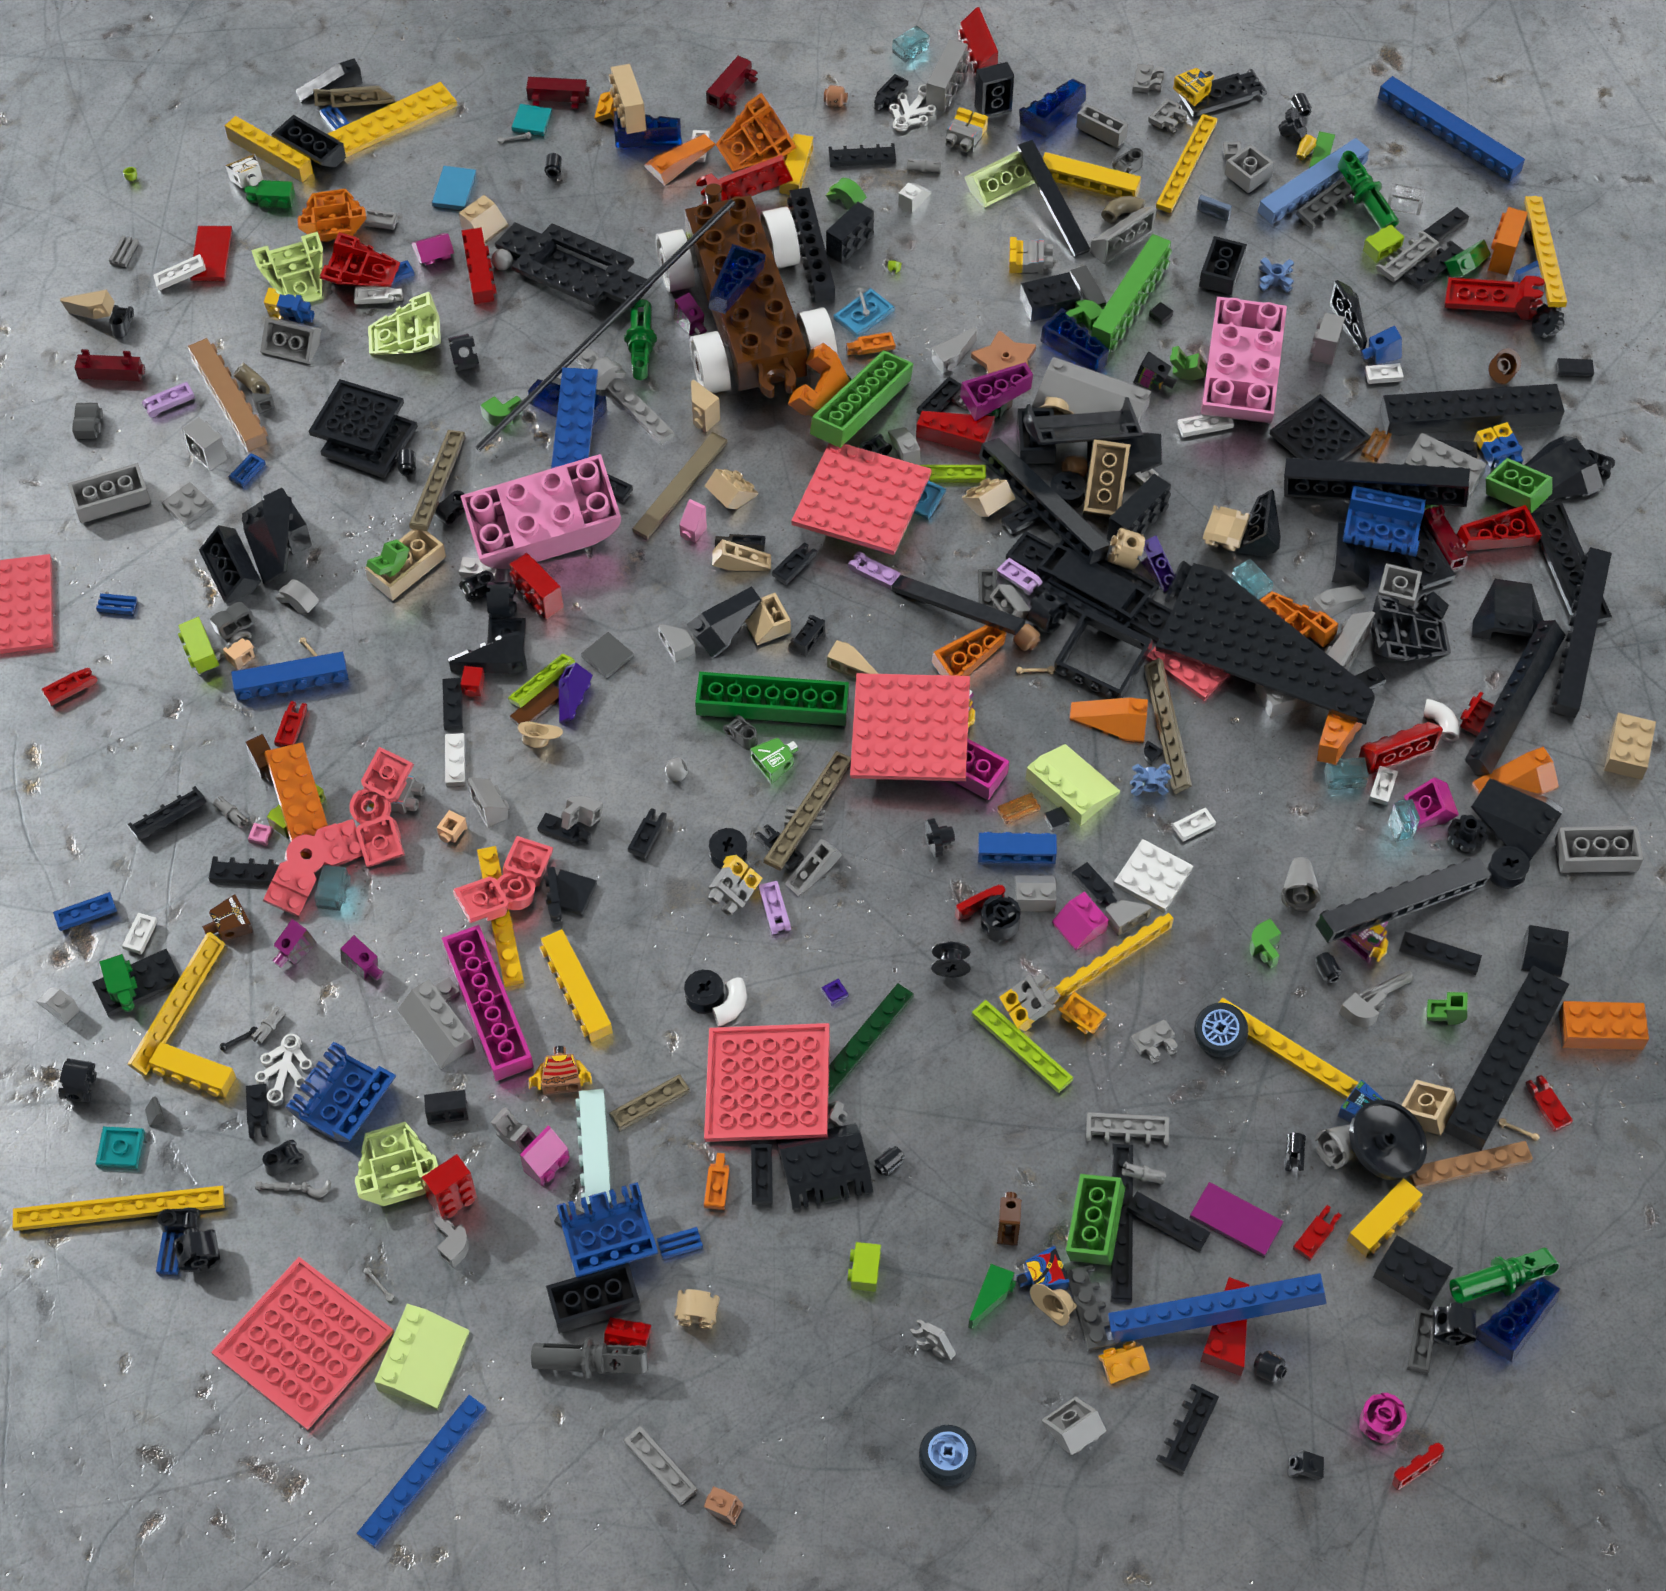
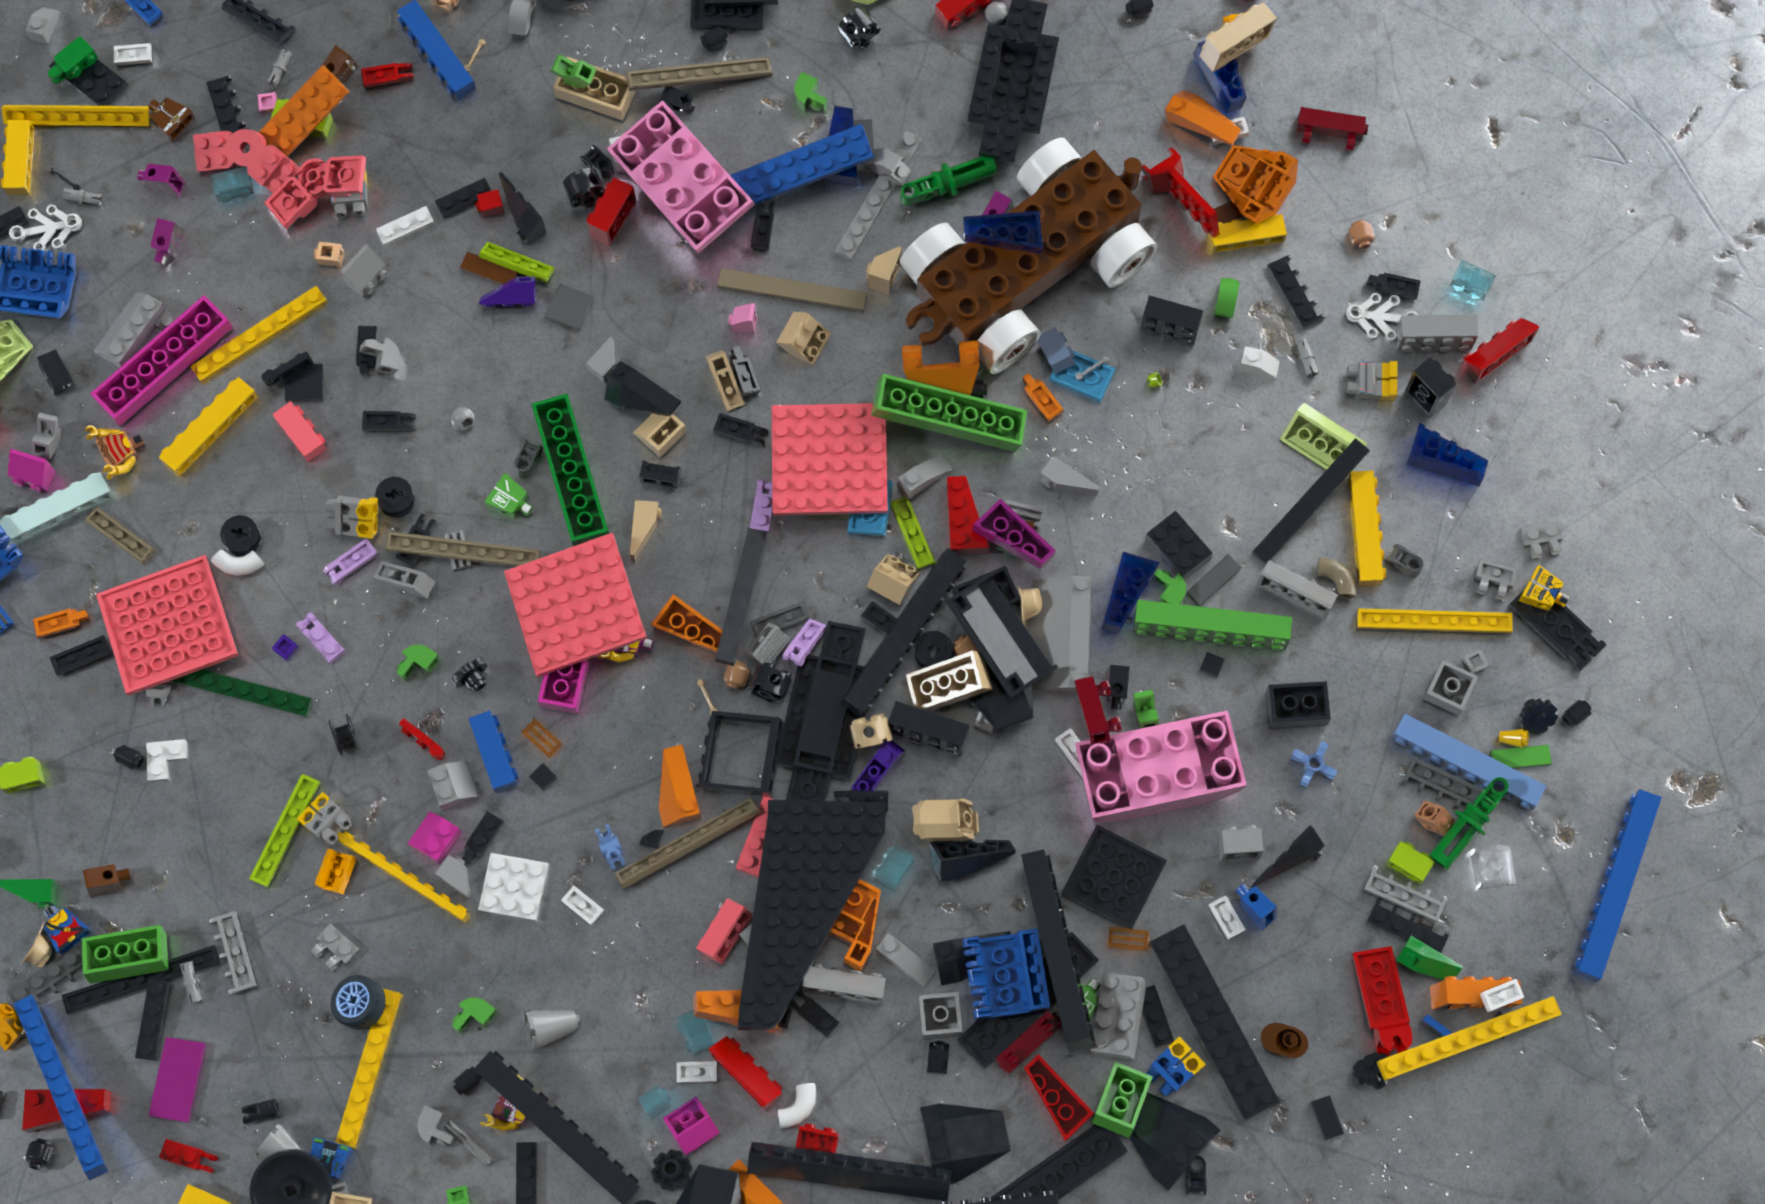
camera: 70 degrees right, 15 degrees up
(503, 626) = (556, 211): black tile -> none
(513, 890) = (261, 319): coral plate -> none
(537, 734) = (454, 283): tan piece -> none
(618, 312) = (932, 141): black piece -> none
(621, 908) = (300, 431): none -> coral brick
(812, 245) = (1094, 327): black brick -> none
(825, 1165) = (103, 704): black slope -> none
(838, 958) = (320, 638): none -> lavender plate
(841, 316) = (1055, 350): none -> sand blue brick
(877, 445) = (911, 452): black piece -> none
(898, 879) = (417, 656): none -> bright green brick
(898, 1135) = (160, 754): none -> white plate
(940, 396) = (999, 487): black plate -> none
(1000, 917) = (407, 763): black brick -> none
(1003, 353) = (1071, 544): nougat plate -> none
(1029, 256) = (1227, 506): light grey hips -> none
(1071, 783) = (587, 776): yellowish green slope -> none
(1101, 125) = (1441, 515): light grey brick -> none
(1179, 384) = (1092, 710): none -> dark red brick
(1214, 207) = (1380, 670): sand blue tile -> none
(1261, 721) = (724, 931): none -> coral brick
(1354, 213) = (1434, 818): none -> nougat head
(1405, 633) = (888, 1041): black wedge -> none
(1447, 224) = (1471, 921): black plate -> none
(1520, 215) = (1501, 995): none -> white plate

